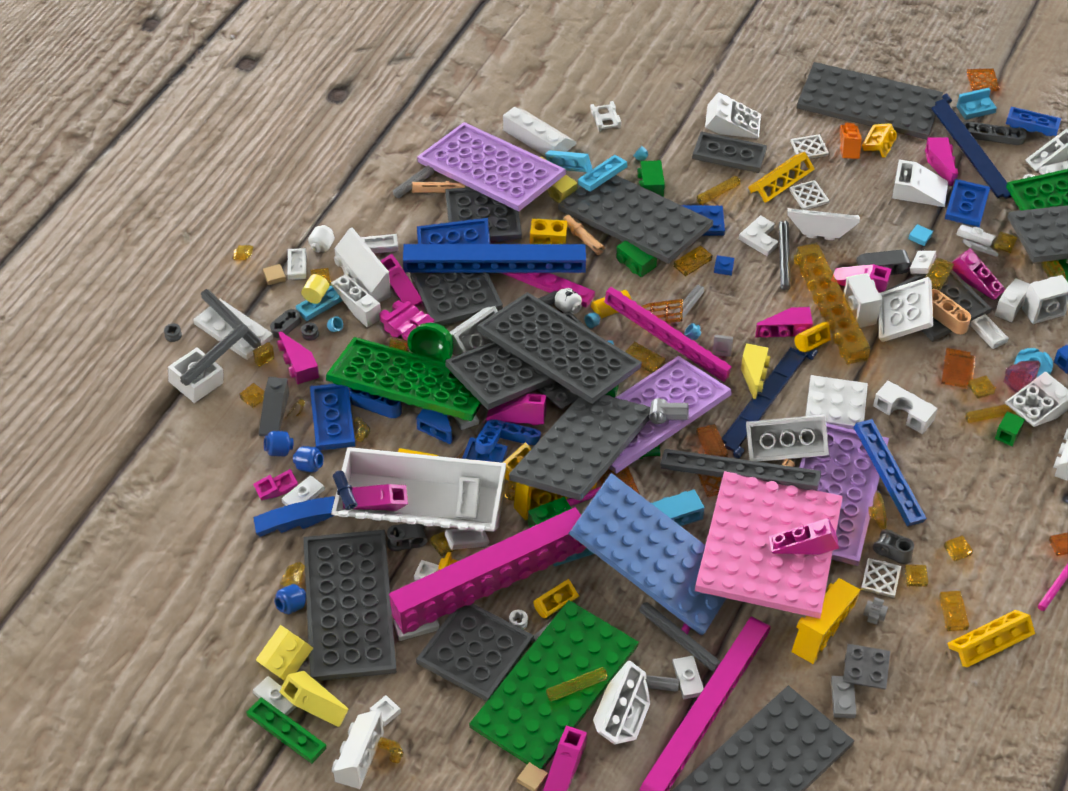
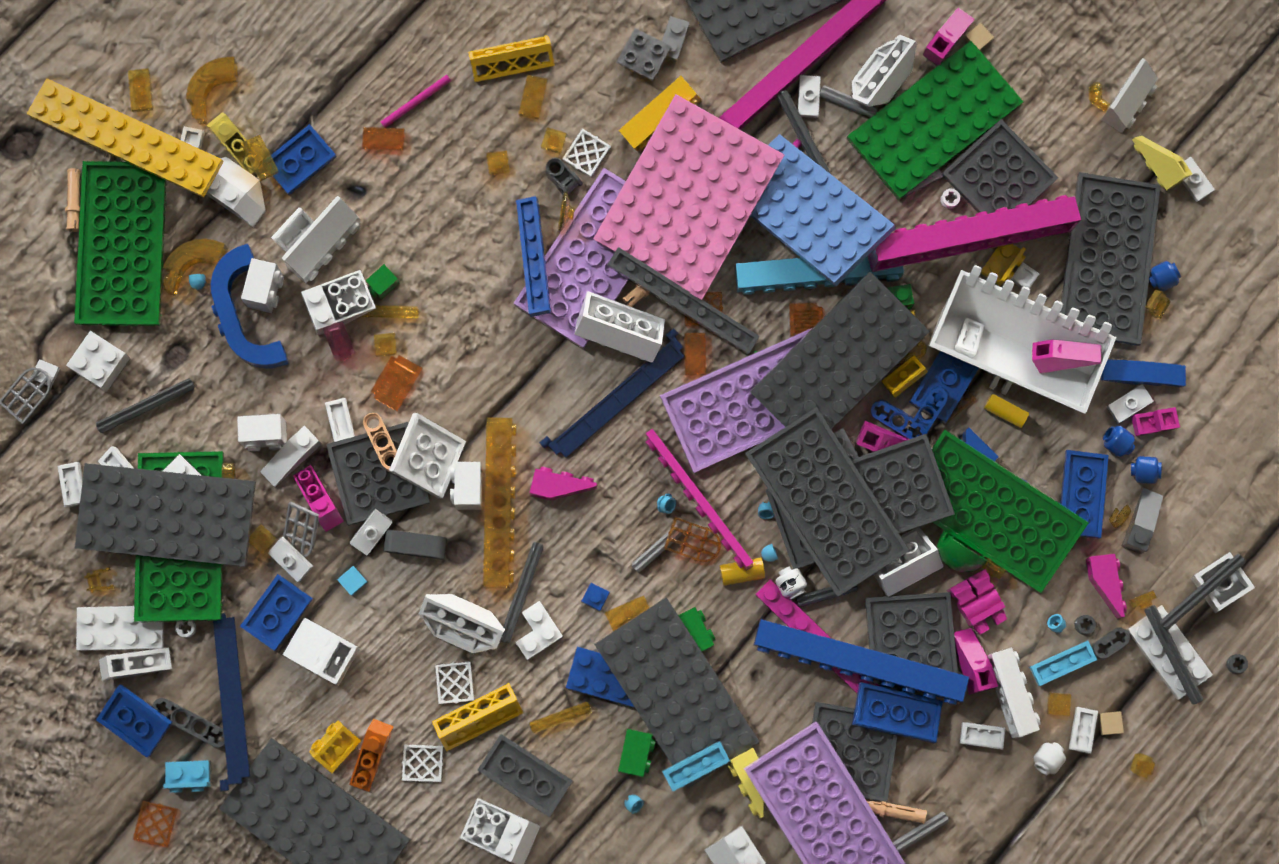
camera: 170 degrees left, 30 degrees up
(252, 395) = (1161, 549): clear yellow plate -> none
(284, 653) = (1183, 213): light yellow slope -> none
(286, 730) = (1190, 139): green plate -> none
(315, 289) = (1073, 667): light yellow piece -> none
(344, 490) = (1100, 354): dark blue axle -> none
(359, 302) = (1028, 648): white slope -> none
(363, 429) = (1053, 468): clear yellow arm -> none
(388, 709) = (1097, 135): white plate -> none
(548, 231) = (785, 691): yellow brick -> none
(555, 599) = (909, 208): yellow brick -> none
(570, 161) = (729, 798): medium azure plate -> none
(576, 684) = (919, 102): clear yellow axle -> none
(578, 230) = (743, 686): light nougat pin -> none
(650, 360) = (730, 482): clear yellow plate -> none
(662, 411) = (741, 380): light grey piece -> none
(722, 345) = (640, 474): light grey tile -> none
(753, 367) = (617, 437): light yellow slope -> none
(808, 539) = (661, 174): dark pink slope -> none
(813, 337) = (539, 456): yellow brick -> none
(837, 398) = (546, 369): white plate -> none
(875, 610) = (610, 110): light grey gear -> none
(877, 273) = (451, 526): dark pink slope -> none
(893, 397) = (487, 355): white arch -> none
(939, 273) = (366, 500): clear yellow plate -> none
(940, 157) = (274, 695): dark pink slope -> none
(1033, 354) = (313, 363): medium azure tile -> none

